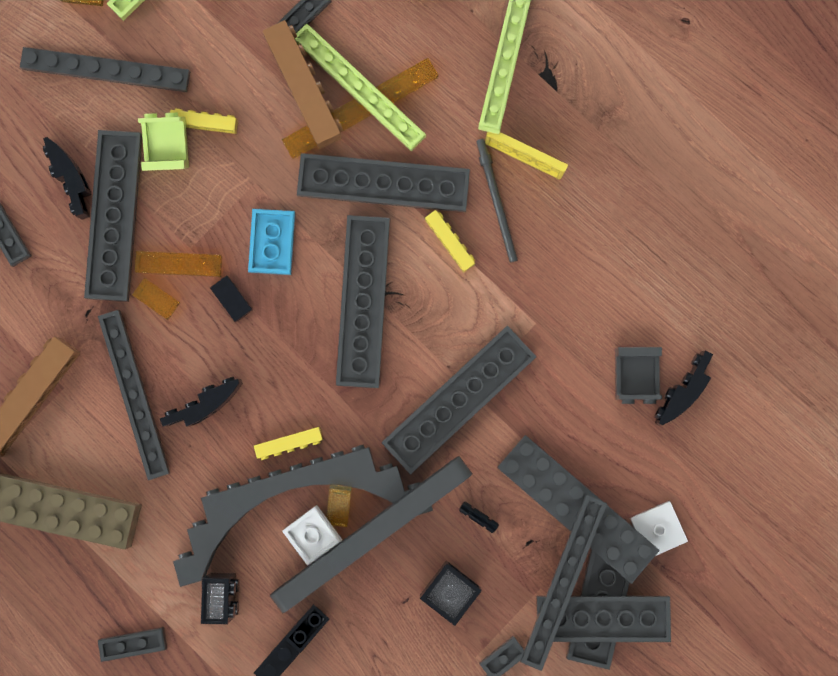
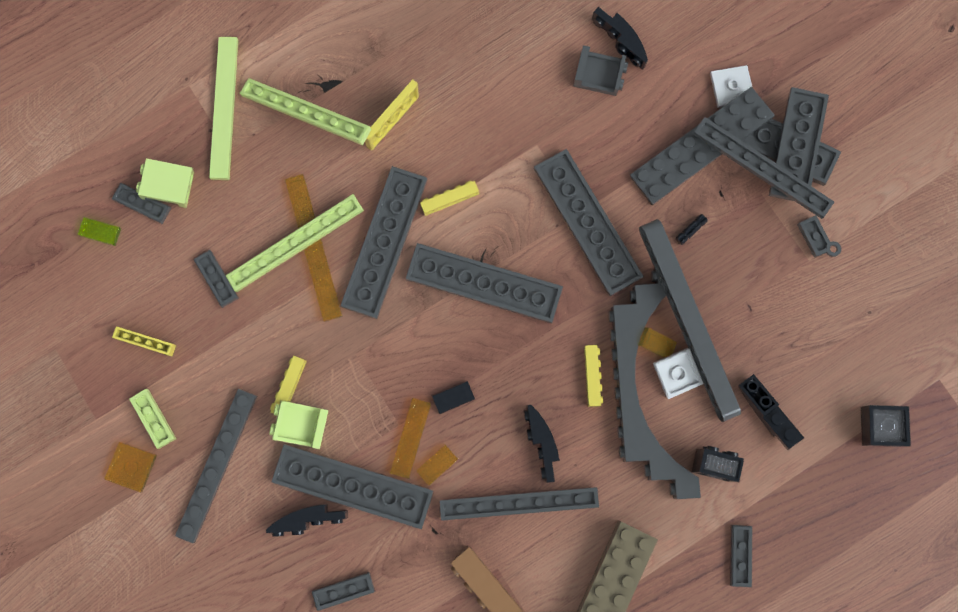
camera: 75 degrees left, 5 degrees down
(271, 242) = (411, 351): medium azure tile -> none
(302, 84) = (279, 289): medium nougat brick -> none
(450, 593) = (752, 265): piece -> none
(486, 161) = (387, 152): dark grey bar -> none

